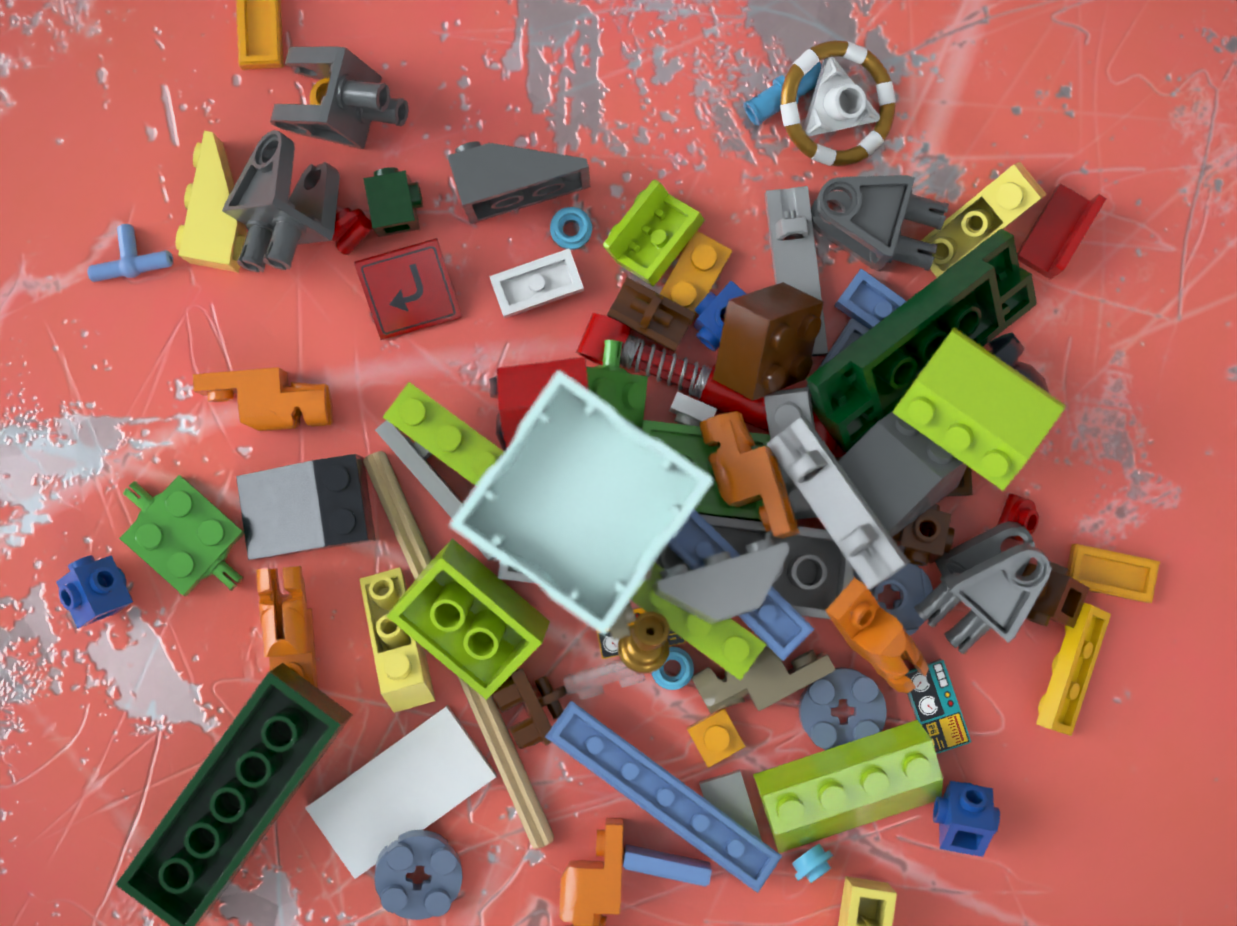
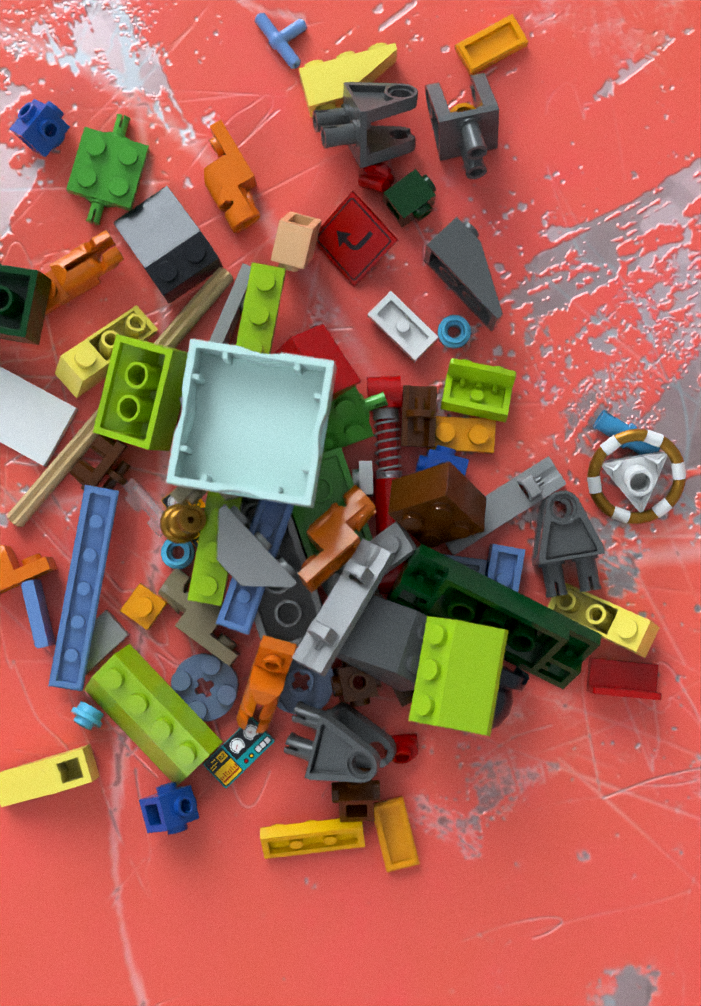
camera: 70 degrees right, 0 degrees up
(380, 355) = (295, 241): none -> light nougat brick

